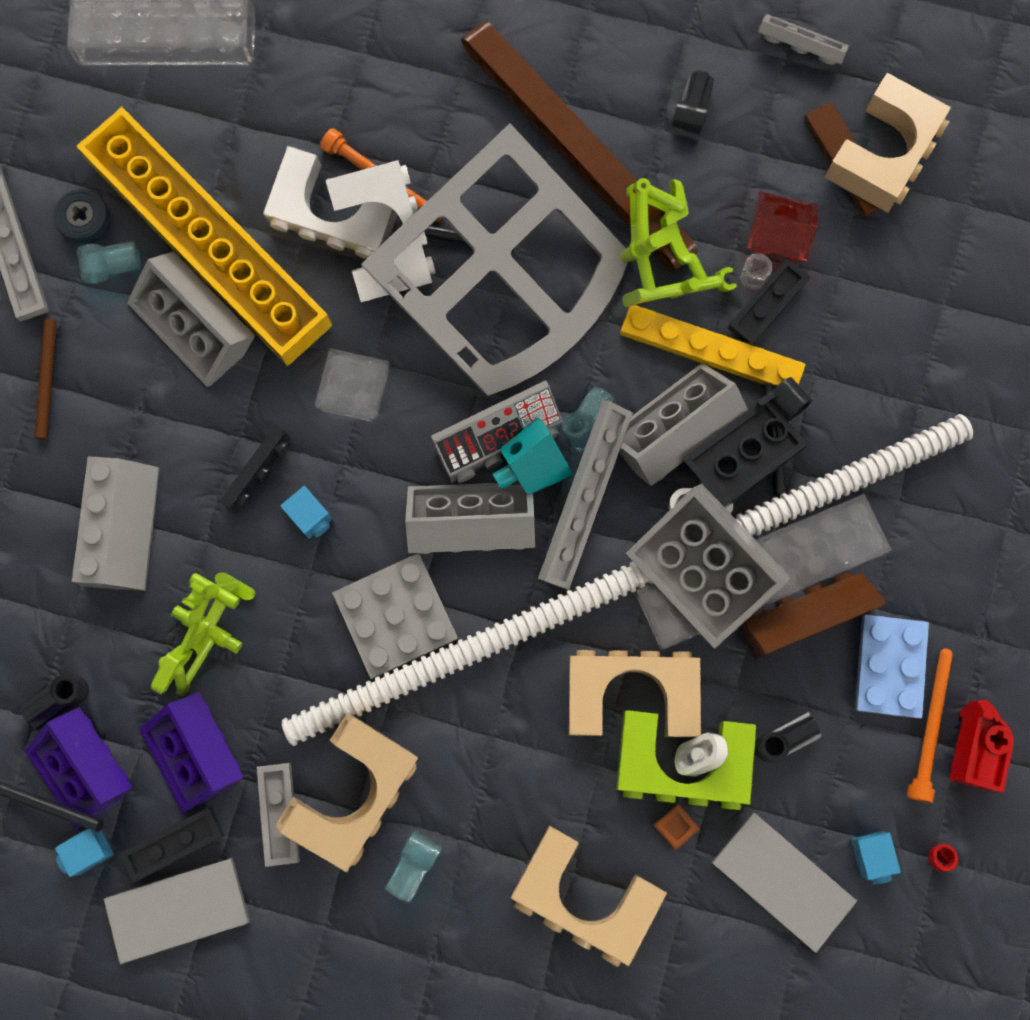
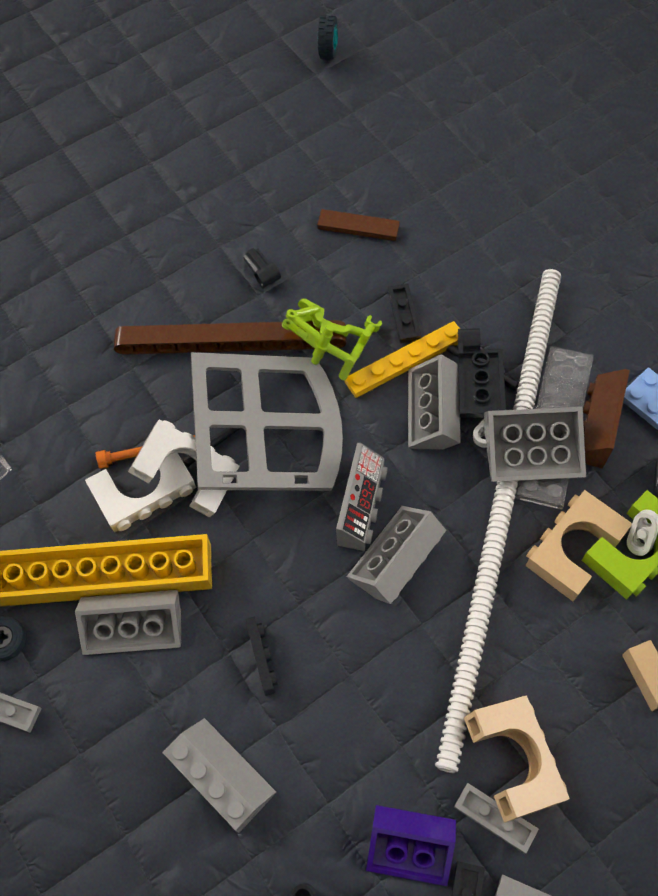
camera: 50 degrees left, 15 degrees down
(45, 379) = (82, 746): reddish brown bar -> none
(99, 262) = (43, 649): clear light blue piece -> none
(202, 629) = (338, 773): lime piece -> none
(307, 513) = (314, 645): dark azure brick -> none
(352, 385) = (257, 560): clear plate -> none
(395, 616) = (421, 645): light grey plate -> none
(416, 860) = (589, 747): clear light blue piece -> none
(532, 460) = (393, 490): teal torso -> none
(580, 423) = (392, 445): clear light blue piece -> none
(585, 495) = (438, 481): light grey plate -> none
(757, 263) = (384, 307): clear bush -> none
(783, 226) = (369, 276): clear red slope -> none
(803, 40) = (277, 198): light grey plate -> none
(884, 179) = (371, 179): tan arch -> none

